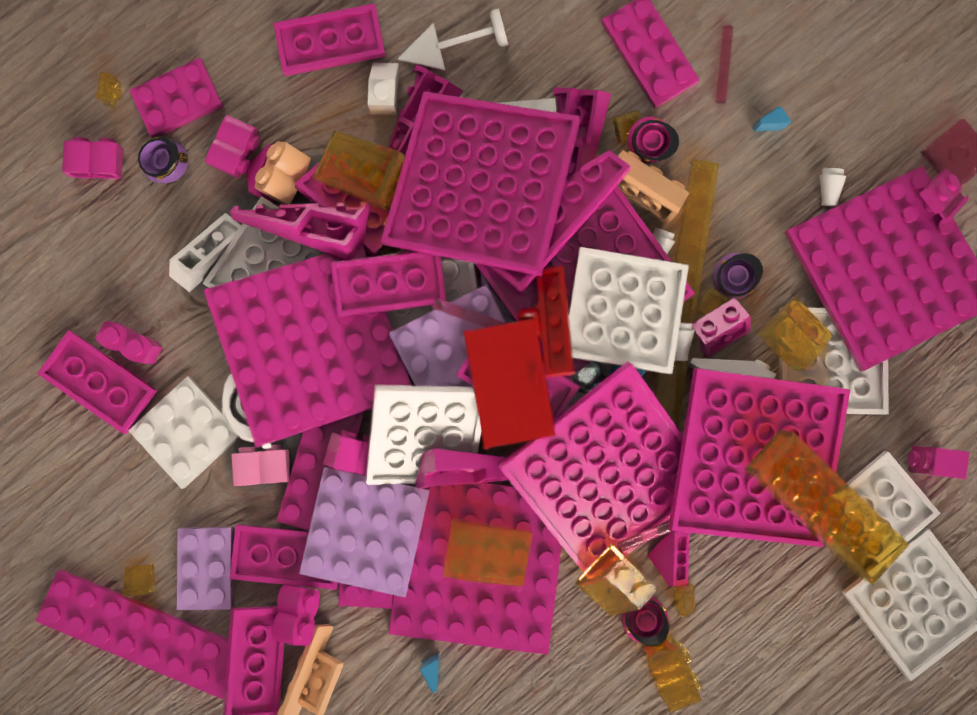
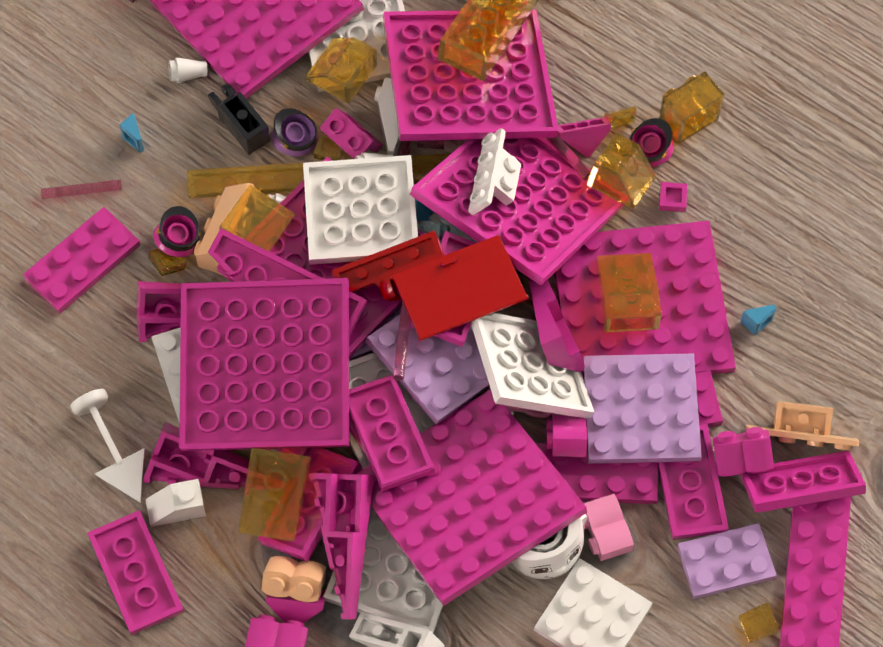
camera: 100 degrees left, 20 degrees down
(582, 626) = (673, 197): none -> dark pink plate
(630, 452) = (495, 174): none -> white bracket
(635, 207) = (257, 219): none -> clear yellow tile
(762, 224) = (241, 119): none -> black hinge

